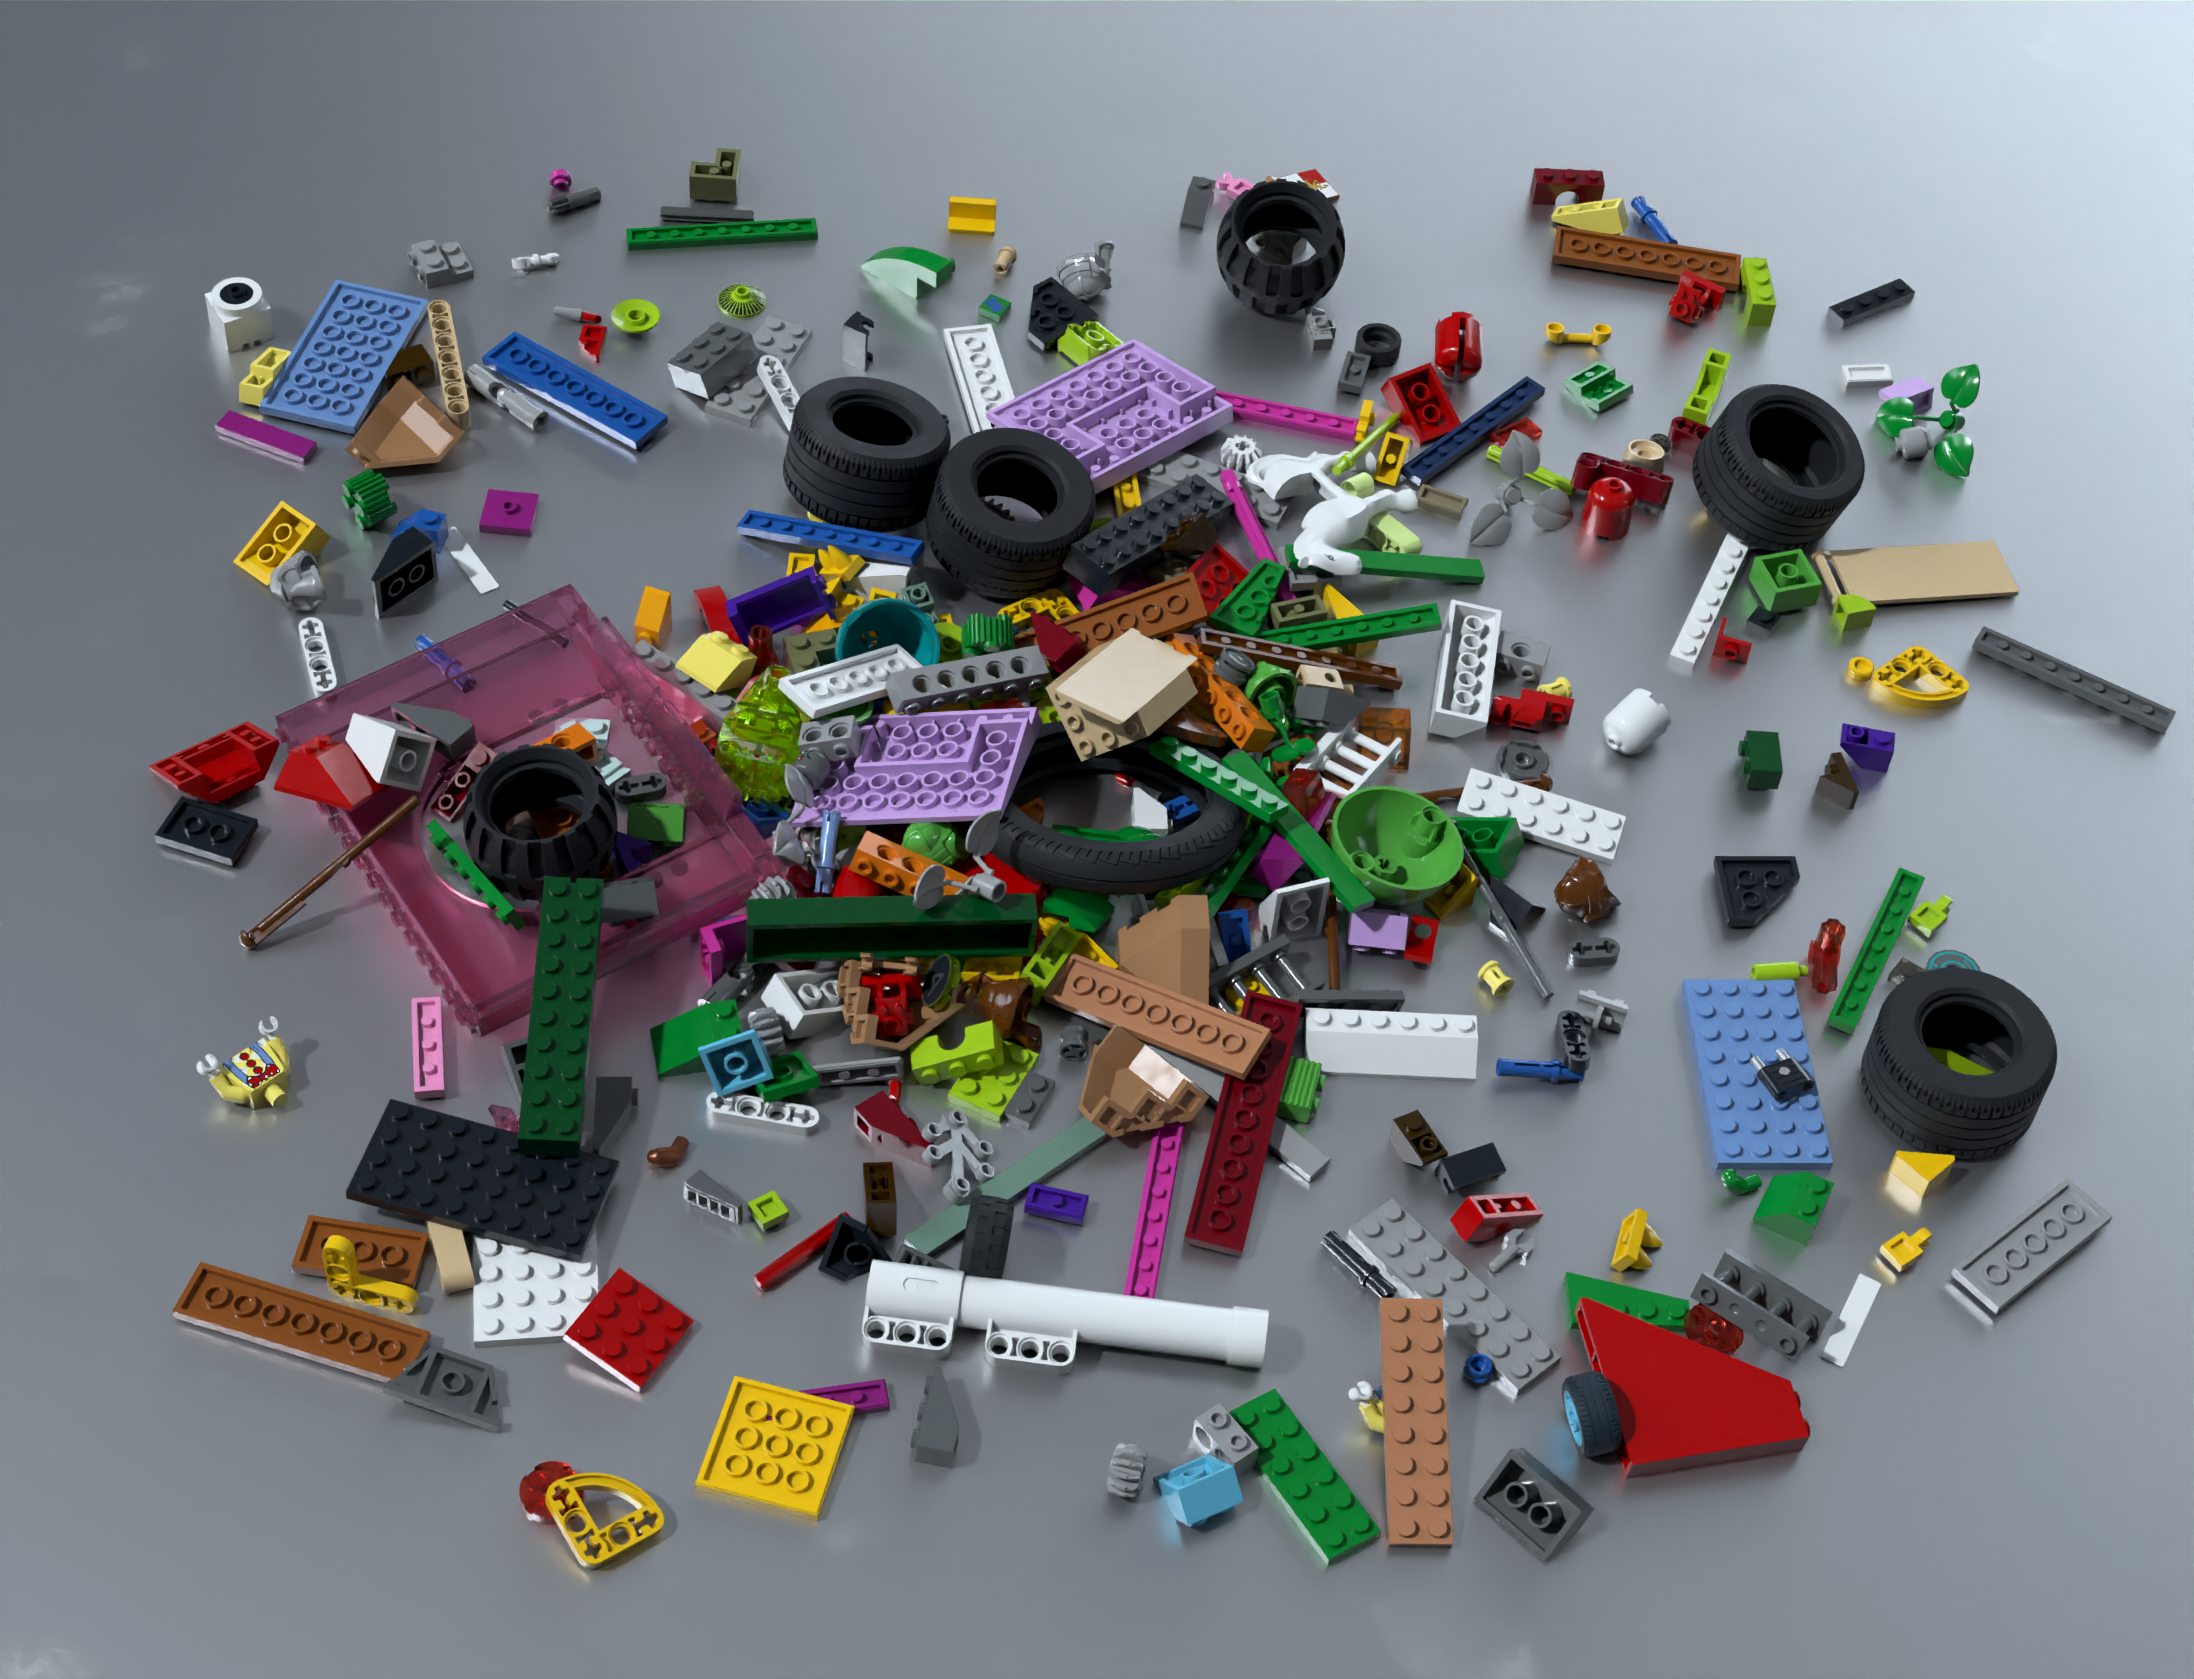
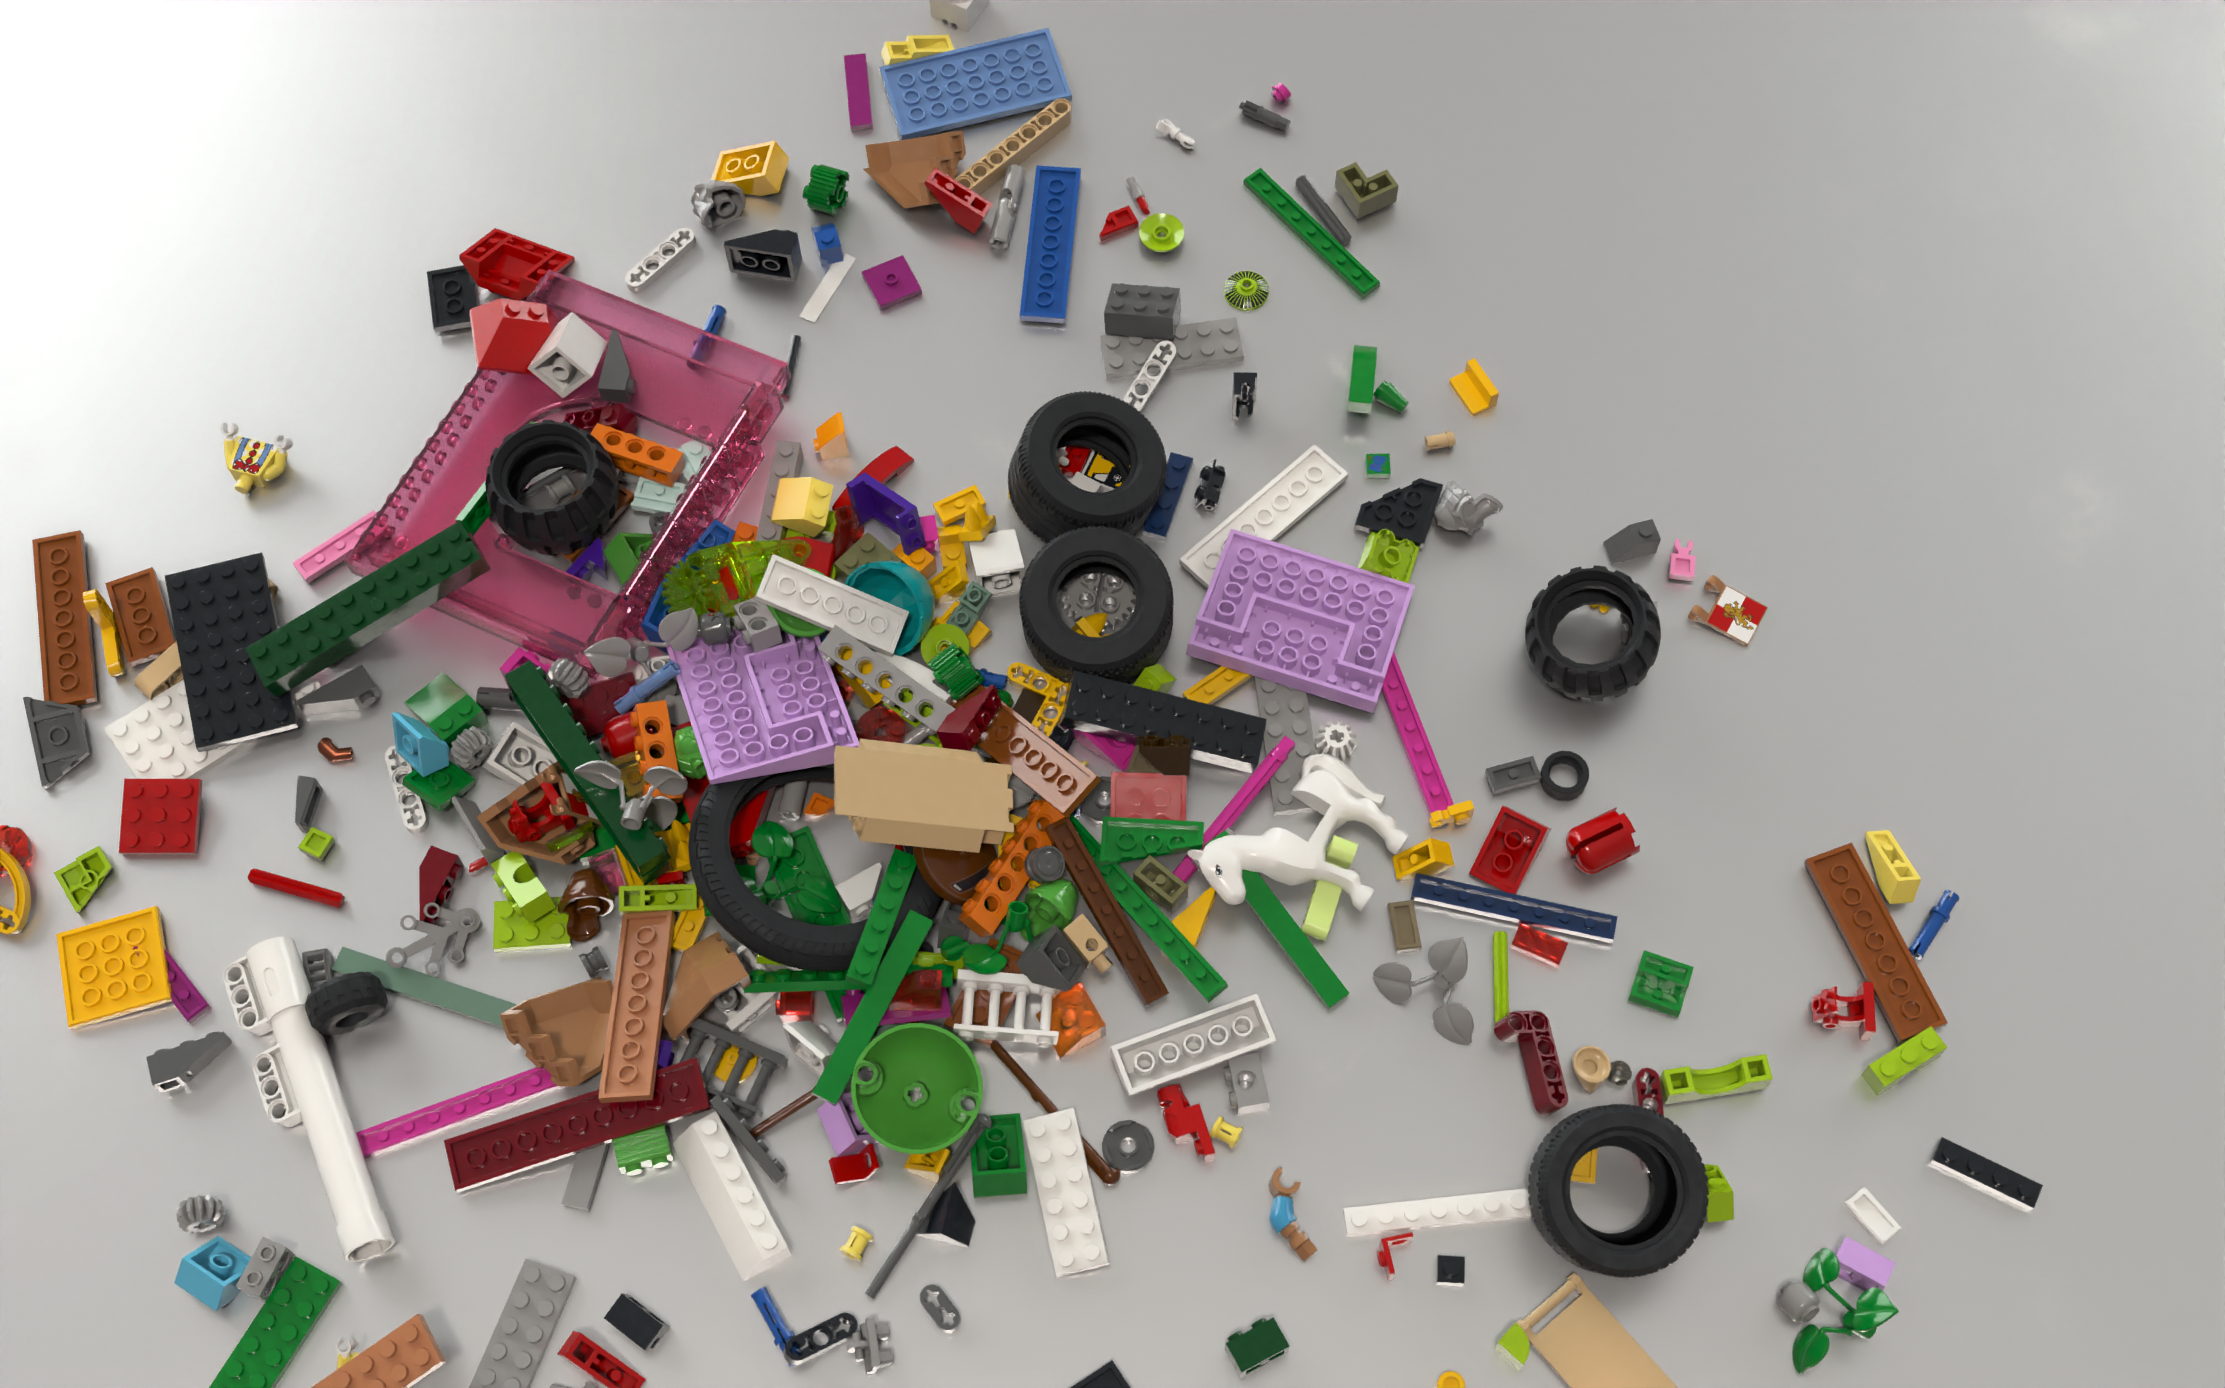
camera: 65 degrees right, 15 degrees up
(295, 902) = (376, 384): reddish brown bar -> none
(413, 364) = (987, 129): dark brown slope -> none
(439, 263) = (1123, 77): light grey plate -> none
(487, 416) = (959, 201): none -> red slope
(629, 900) = (527, 584): dark grey slope -> none
(643, 1432) = (83, 877): none -> lime slope
(821, 535) = (994, 503): blue plate -> none
(851, 1250) = (308, 919): black slope -> none
(880, 1198) = (366, 909): dark brown slope -> none
(1029, 1099) = (525, 960): dark grey plate -> none
(1056, 1204) = (431, 1033): dark purple plate -> none
(1234, 933) = (763, 1020): blue plate -> none
(1319, 328) = (1551, 717): light grey piece -> none
(1348, 460) = (1369, 826): lime bar -> none
(1368, 1274) = (480, 1313): black pin -> none
(1415, 1140) = (635, 1267): dark brown slope -> none
(1550, 183) = (1927, 837): dark red arch -> none
(1584, 891) = (988, 1272): reddish brown head -> none
(1600, 334) = (1729, 951): yellow bar -> none
(1608, 508) = (1480, 1075): red cylinder -> none
(1635, 723) = (1220, 1217): white cylinder -> none
(1662, 693) = (1283, 1217): none -> medium nougat piece
(1785, 581) = (1504, 1266): bright green brick -> none

